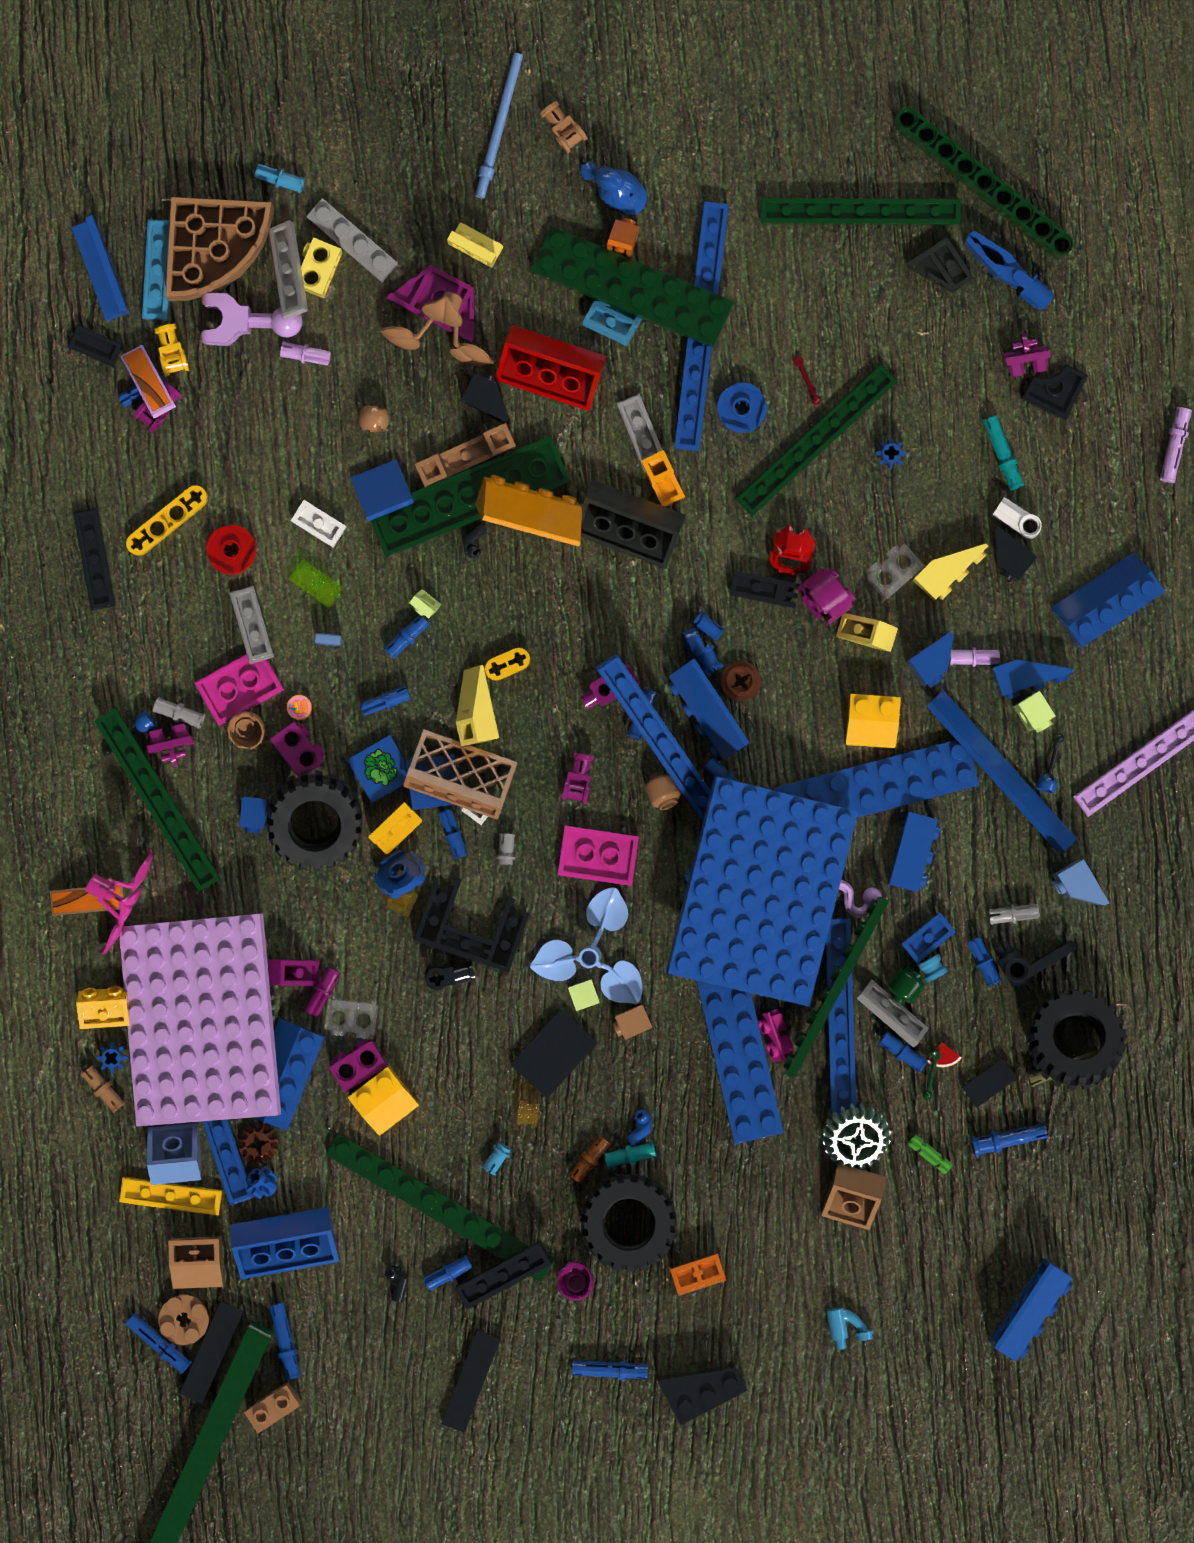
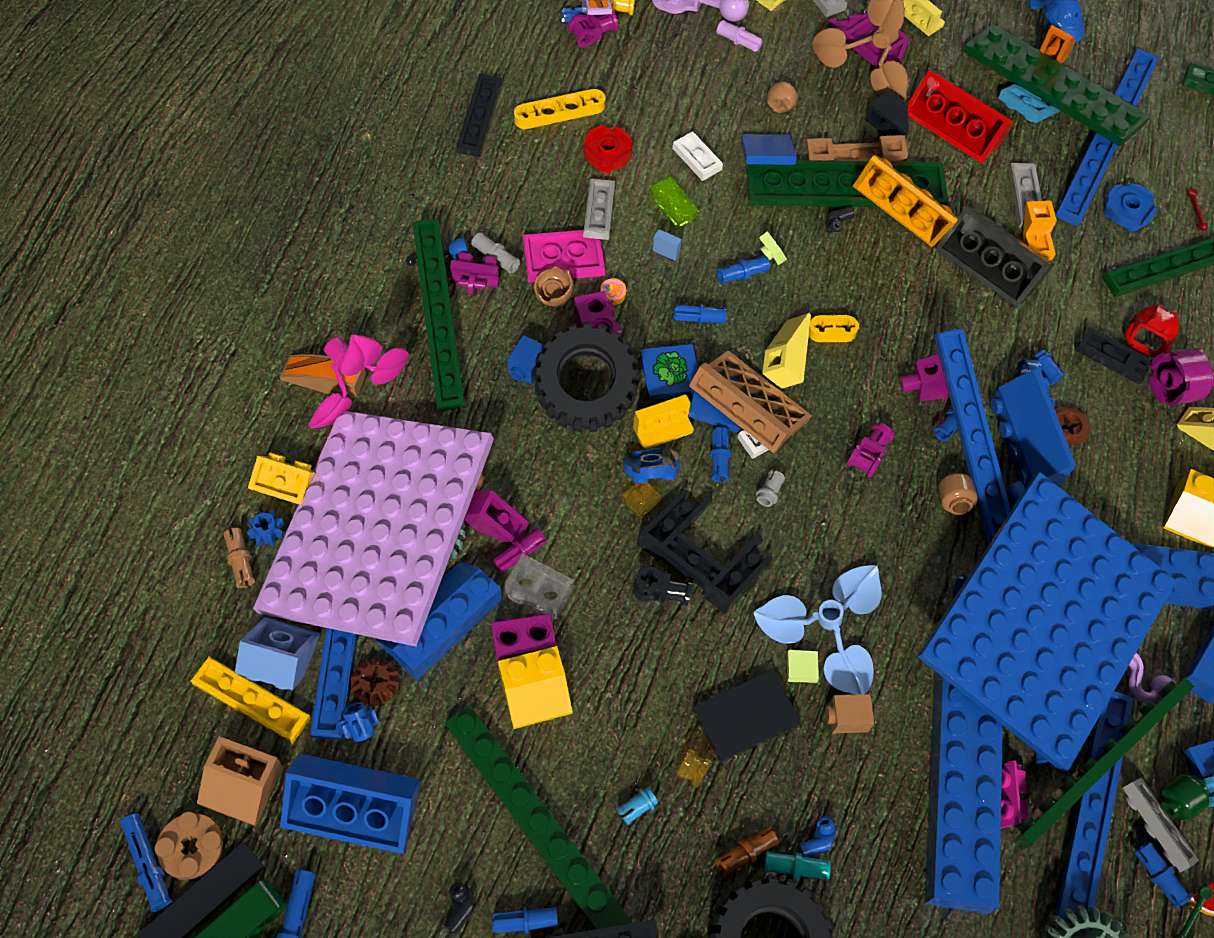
camera: 15 degrees right, 25 degrees down
(598, 855) = (867, 531): dark pink plate -> none

